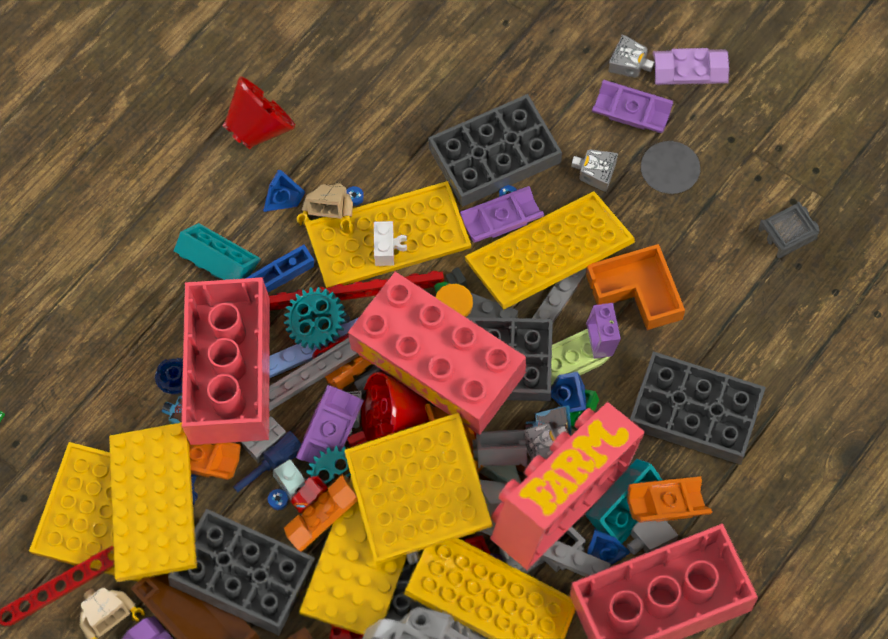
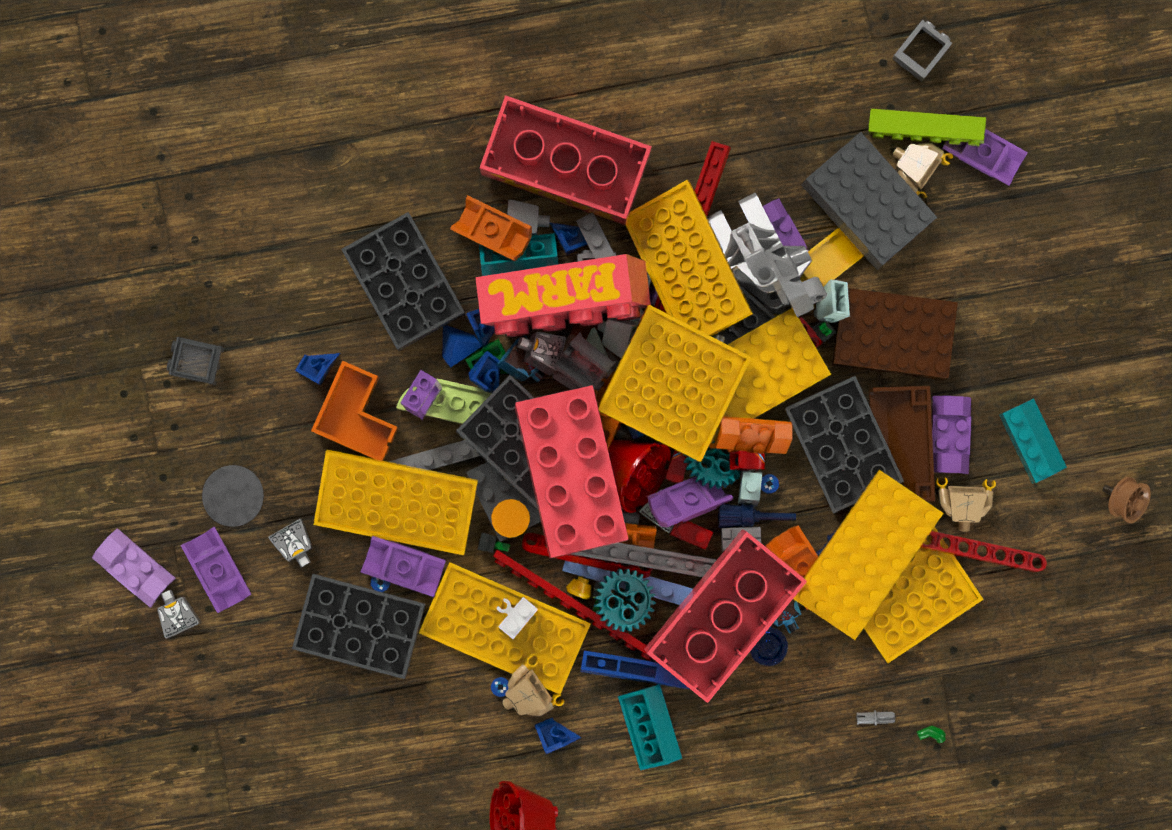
camera: 145 degrees left, 20 degrees up
(45, 397) = (875, 718): none -> light grey axle
(302, 411) = (692, 534): none -> red brick
(356, 304) = (579, 588): none -> yellow cone
(612, 394) = (457, 345): none -> blue slope
(699, 297) = (316, 366): none -> blue slope

